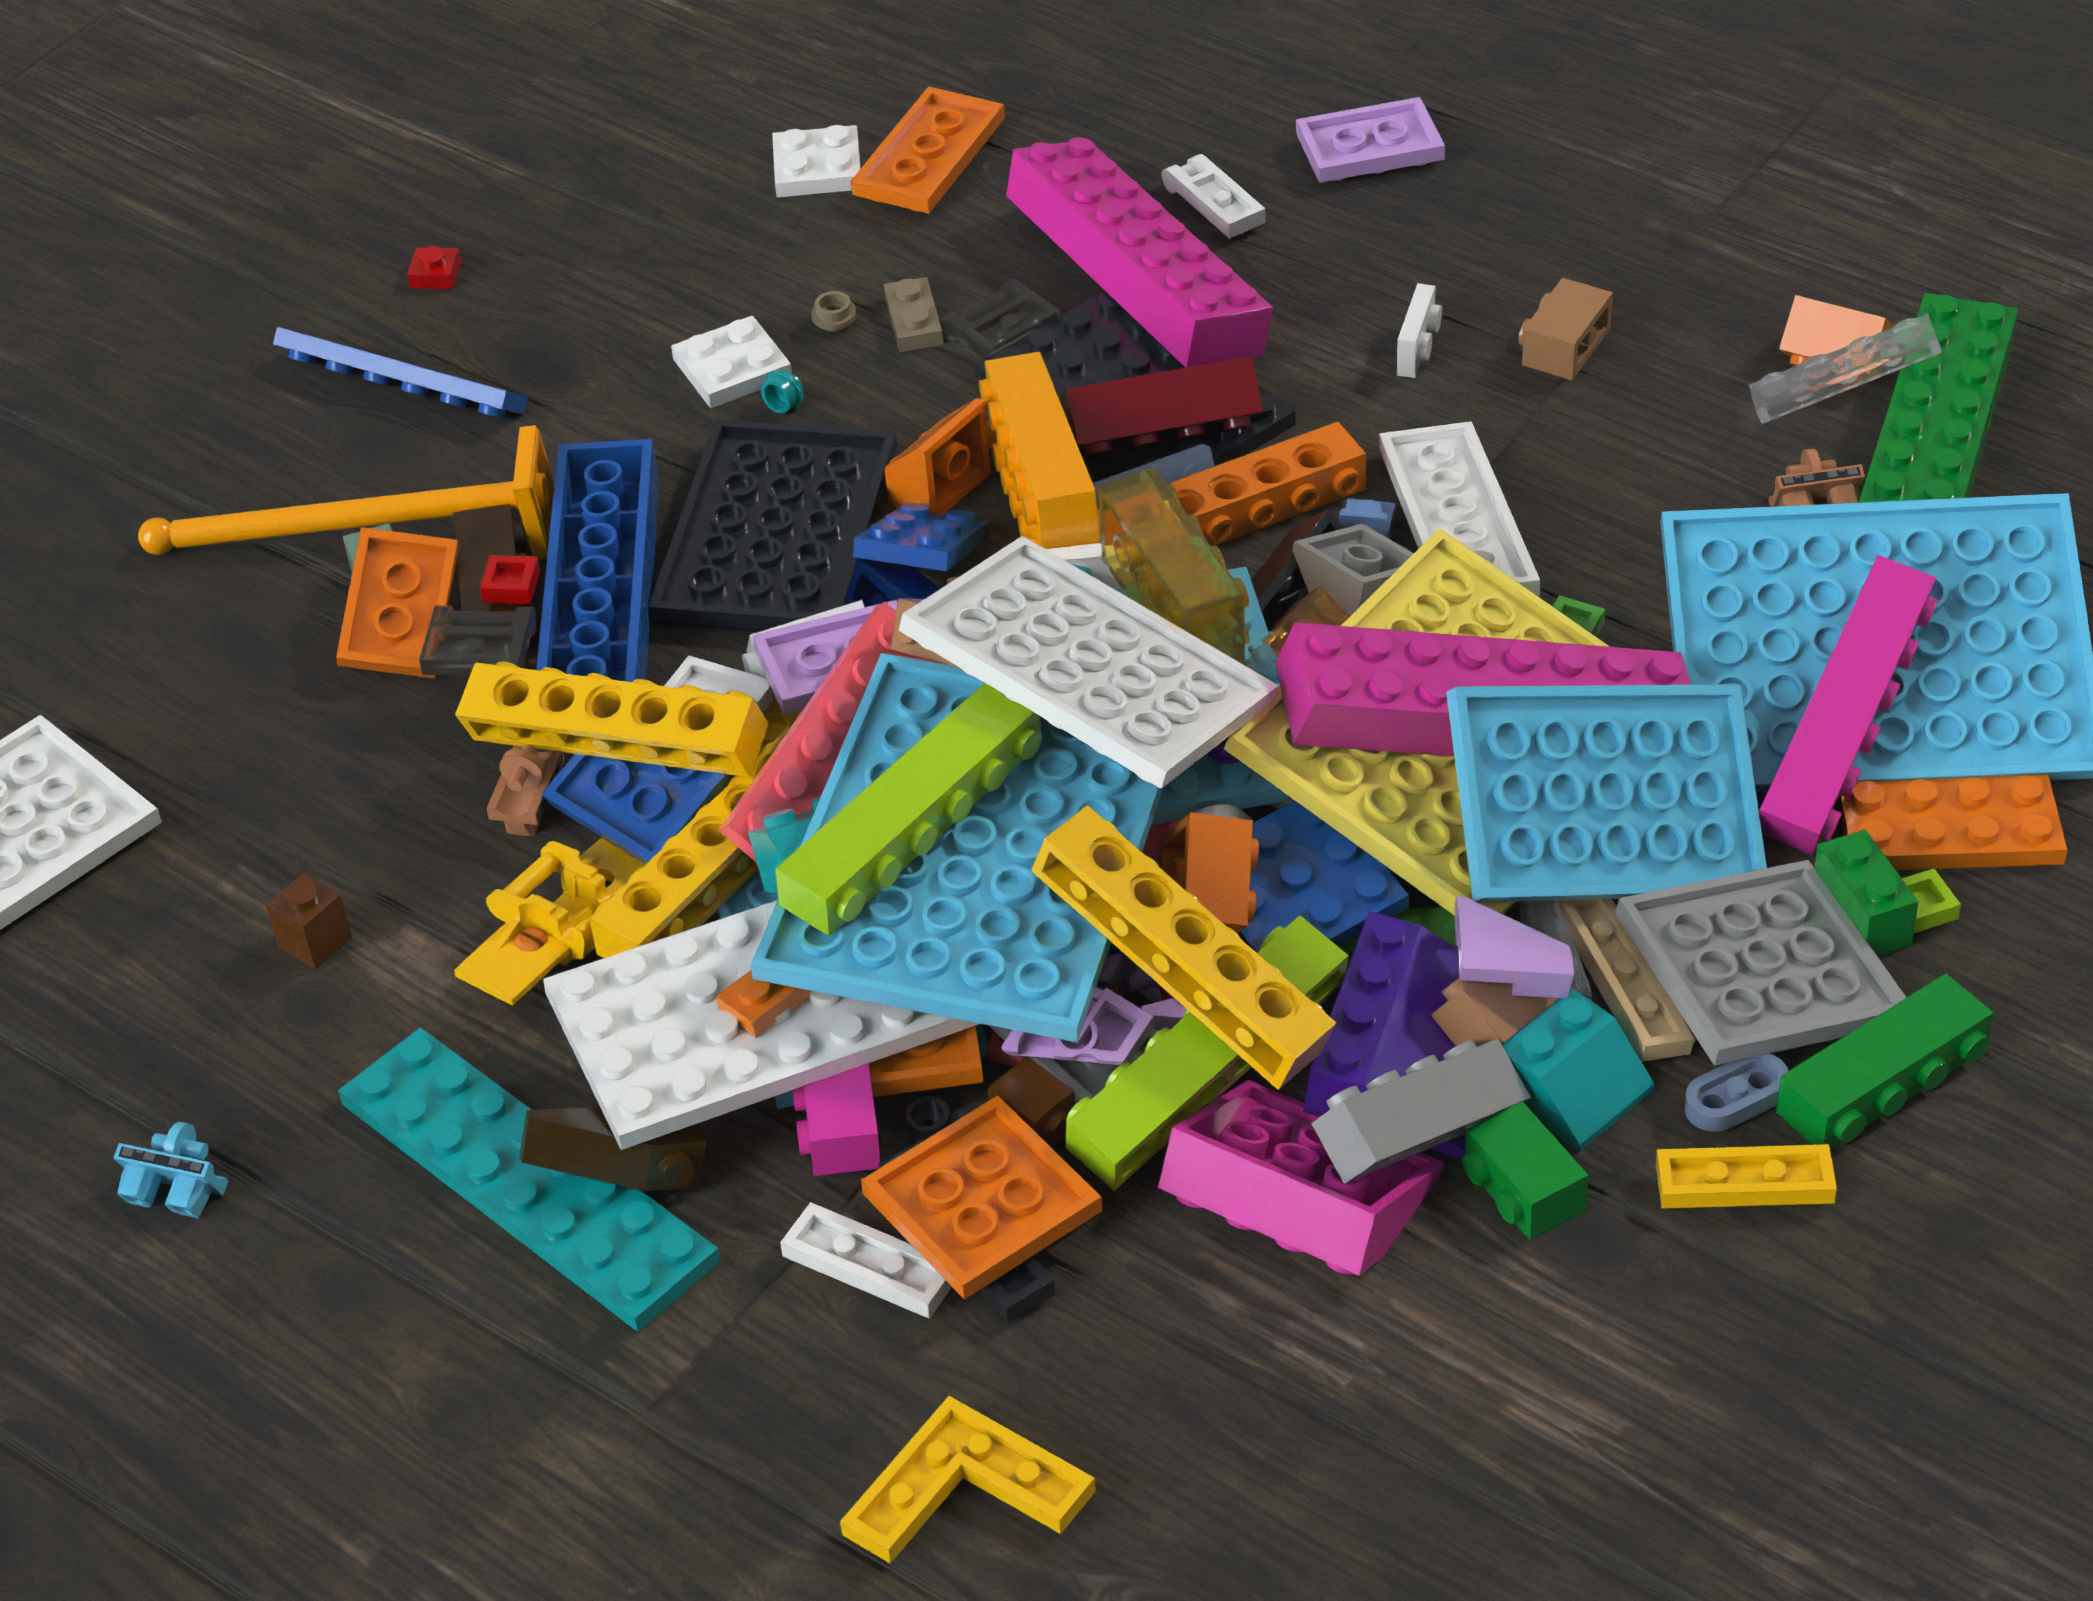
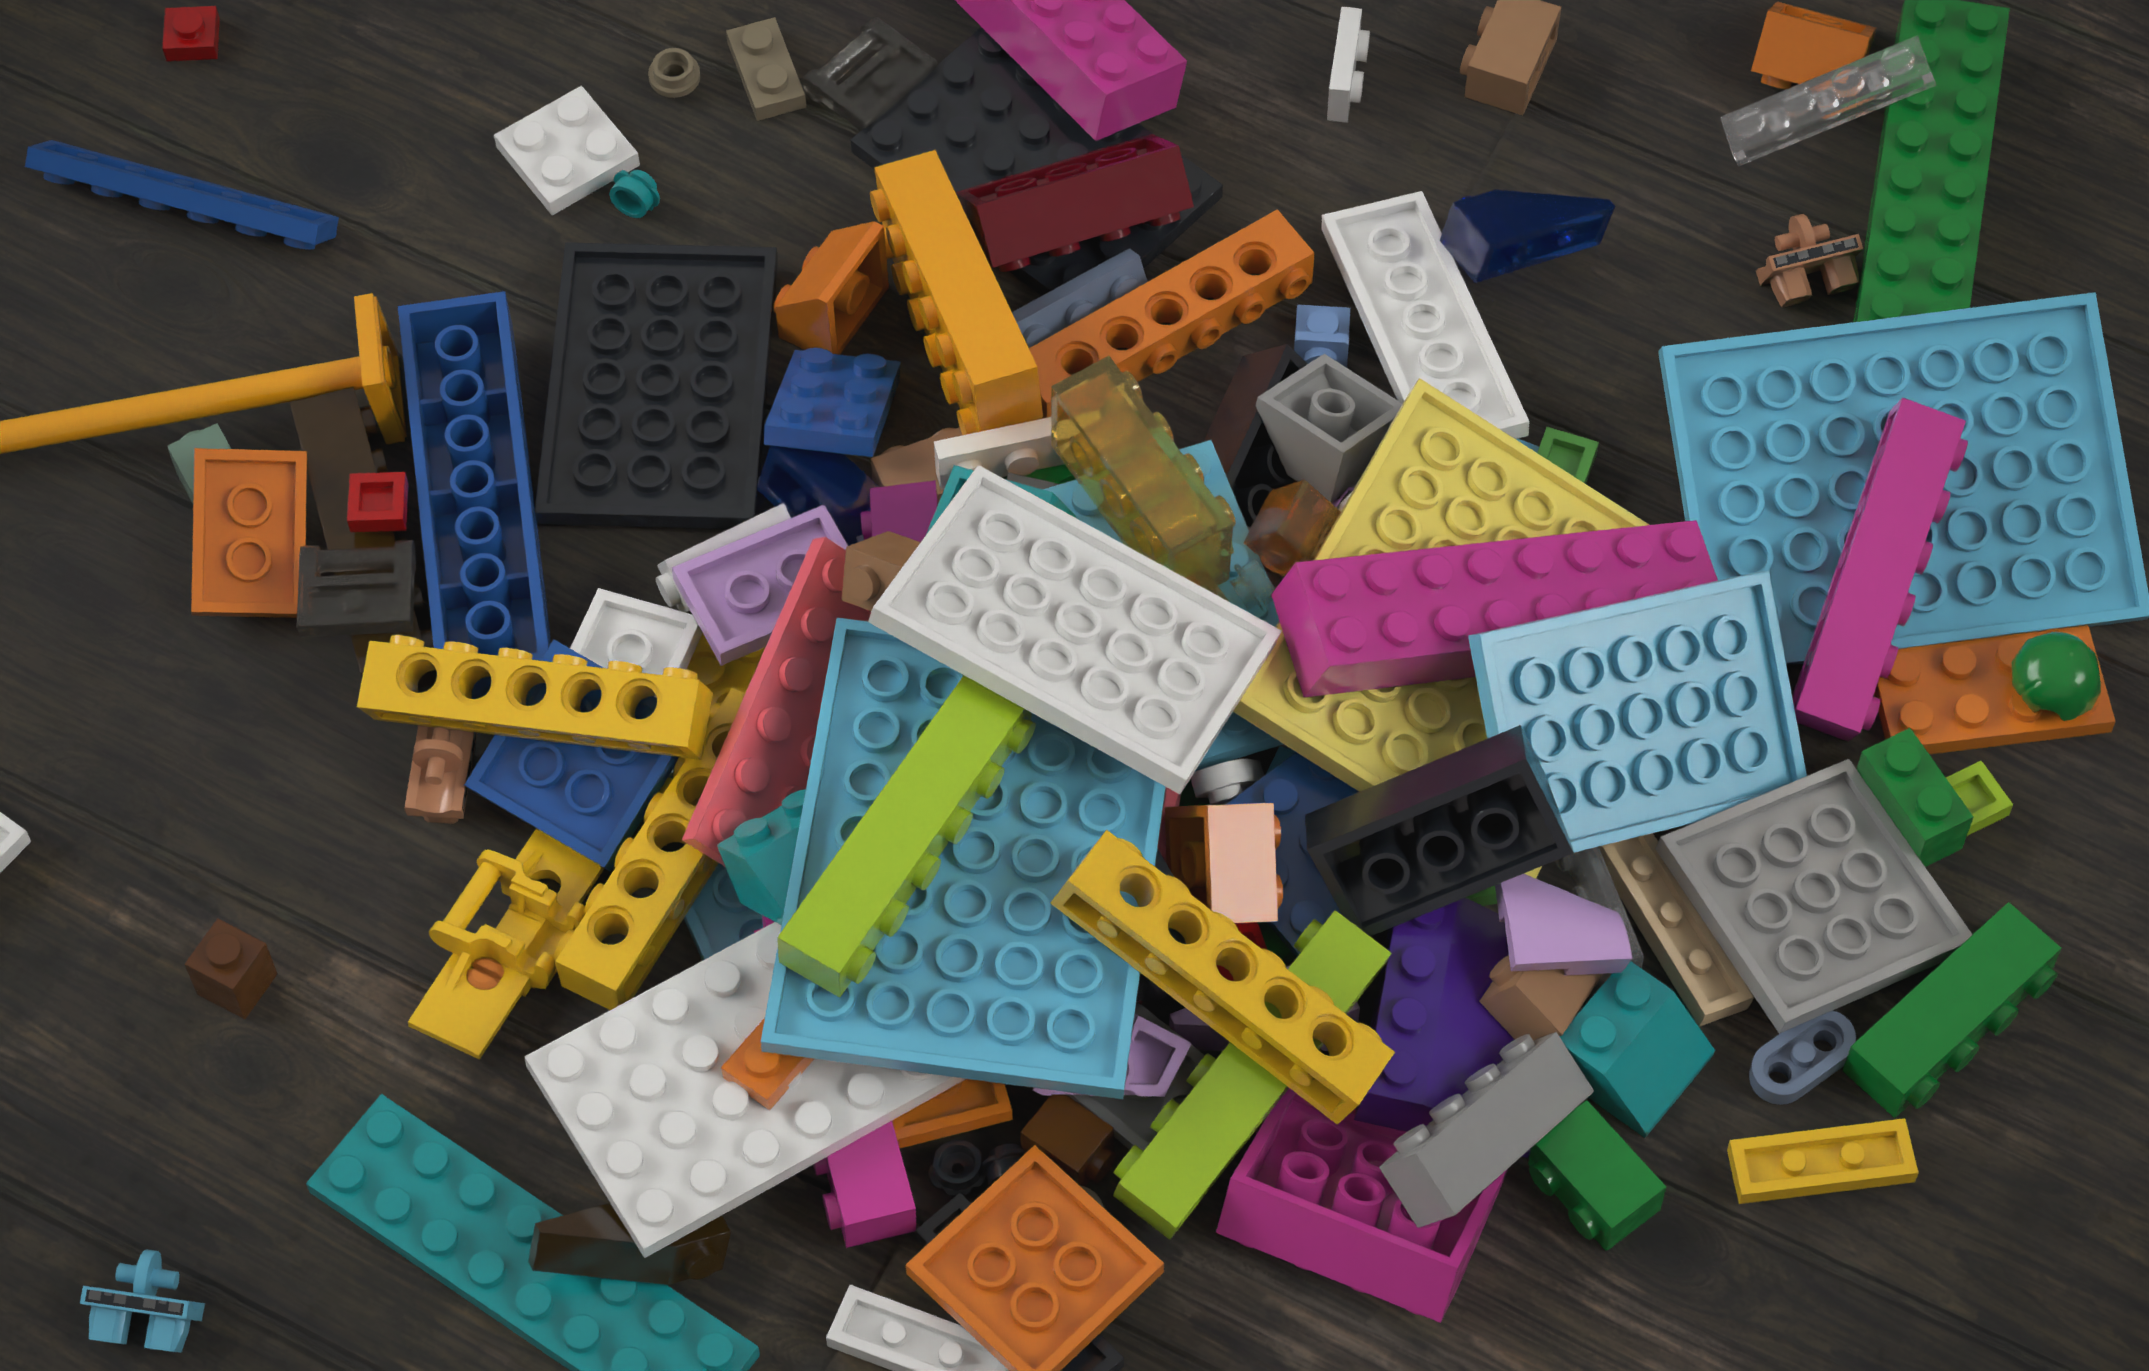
camera: 10 degrees left, 15 degrees up
(1403, 857) = (1438, 833): none -> black slope
(1554, 447) = (1520, 229): none -> clear blue slope
(2013, 801) = (2057, 675): none -> green hair

